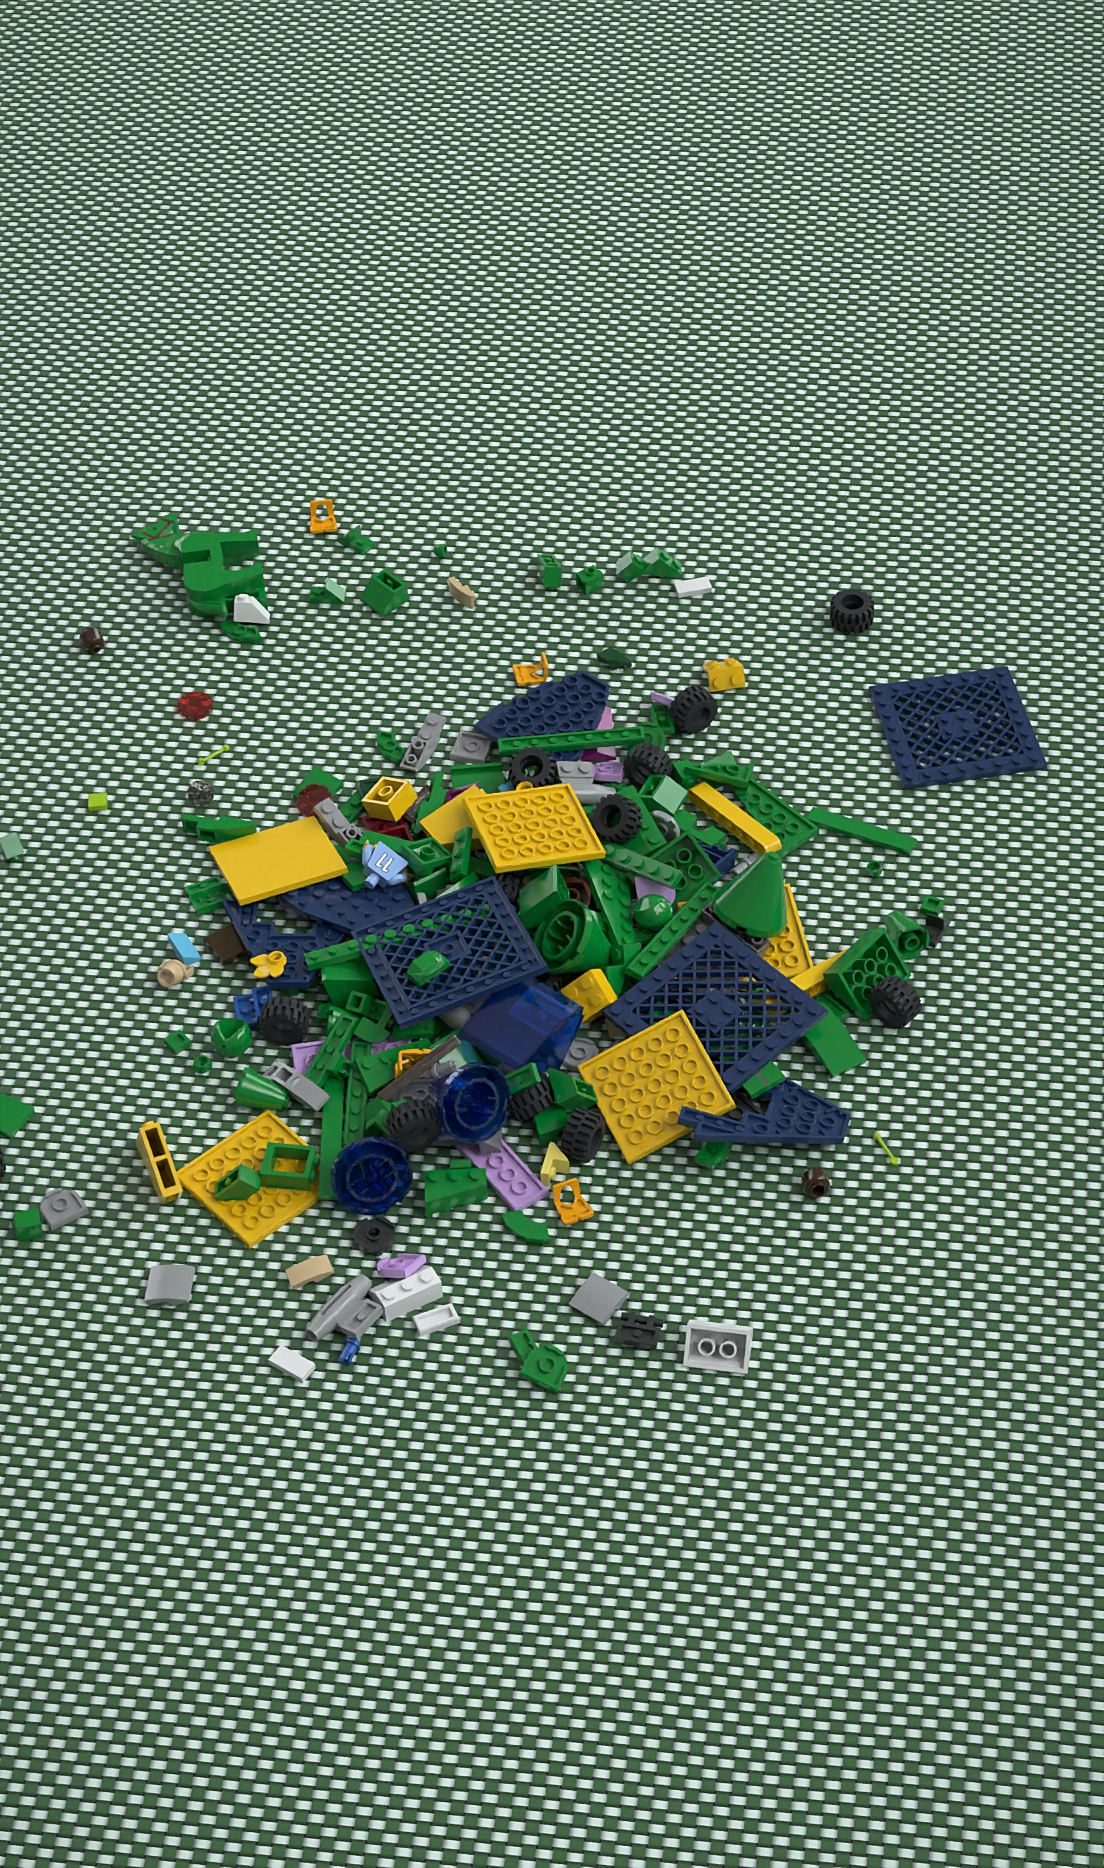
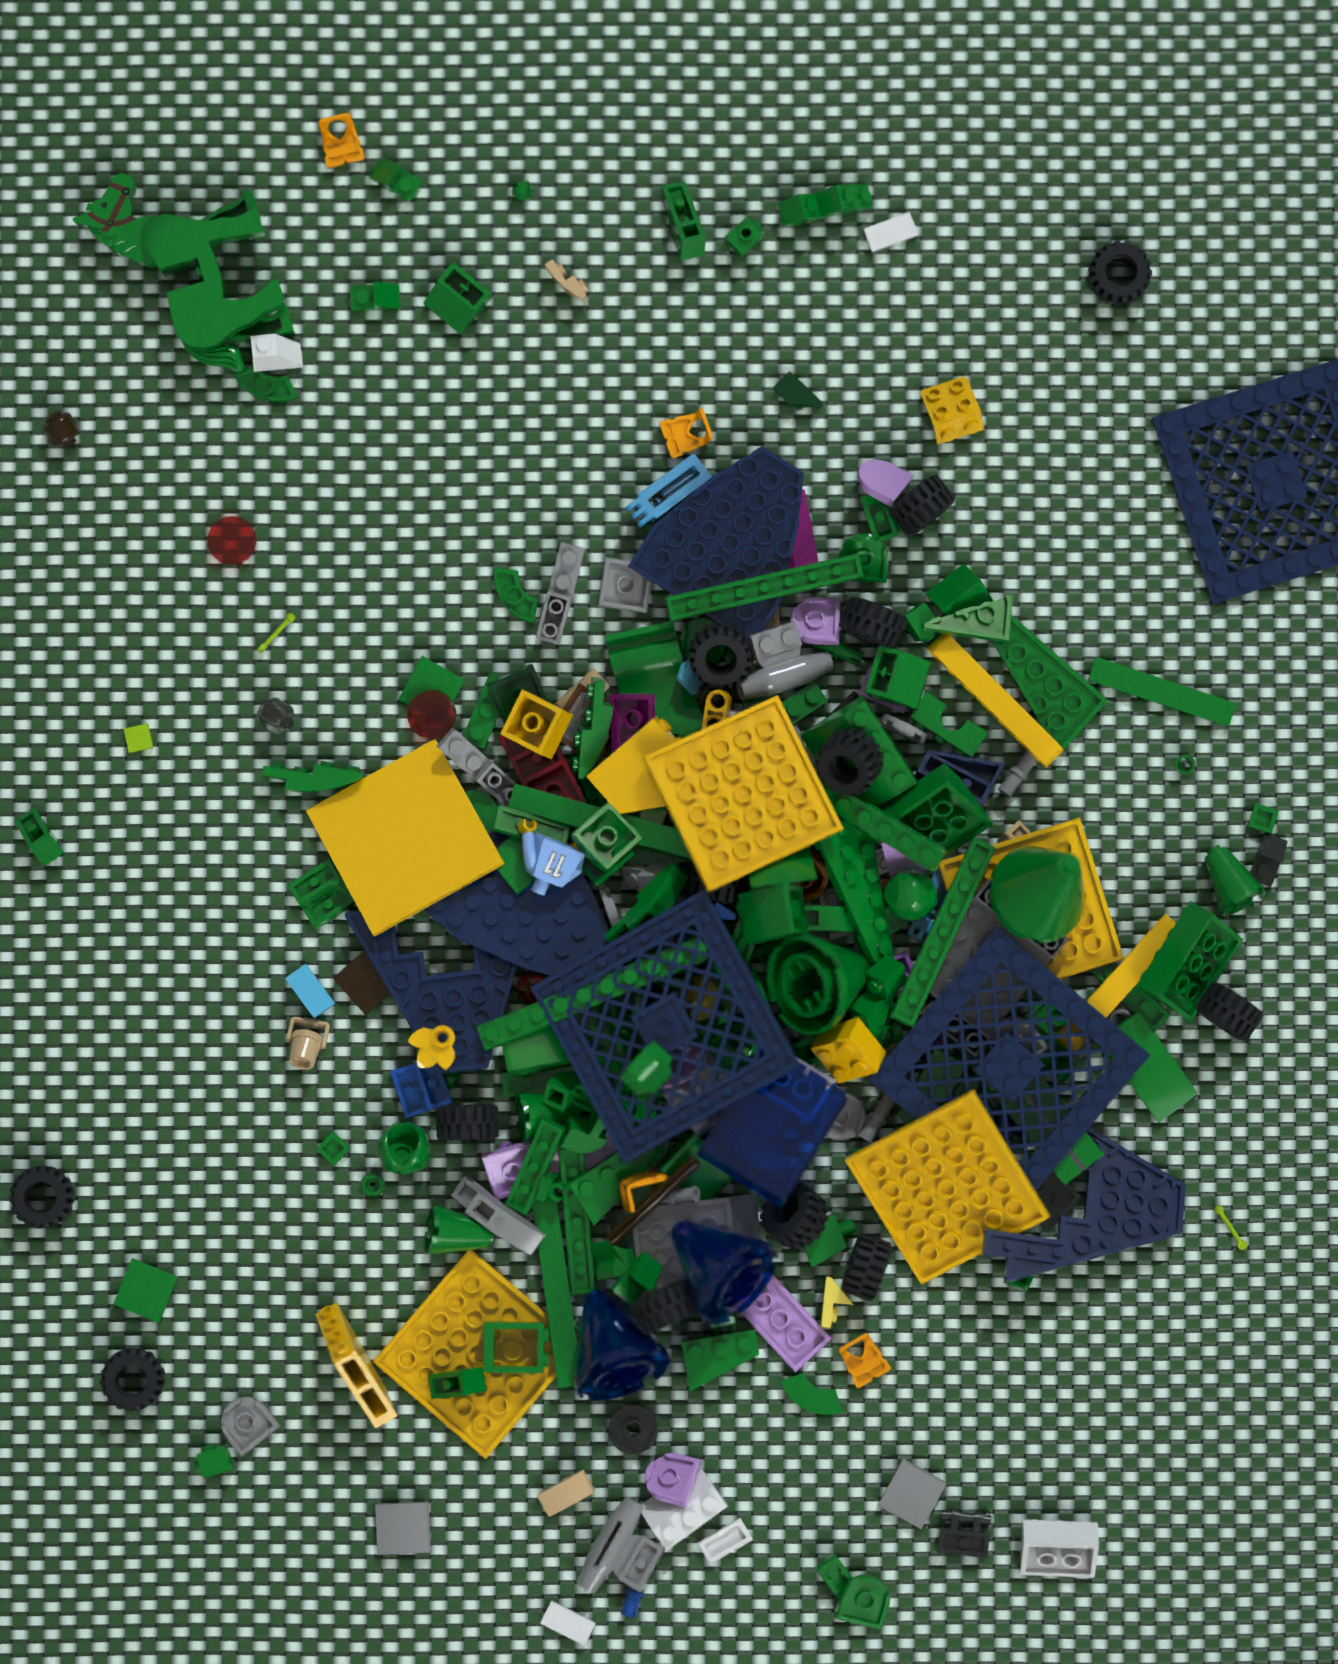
camera: 10 degrees left, 40 degrees up
(461, 854) = (652, 839): green plate -> none
(505, 693) = (673, 487): none -> dark azure hinge
(523, 1078) = (774, 1221): green plate -> none
(571, 1091) = (844, 1204): green slope -> none
(815, 1182) = (1151, 1296): dark brown head -> none

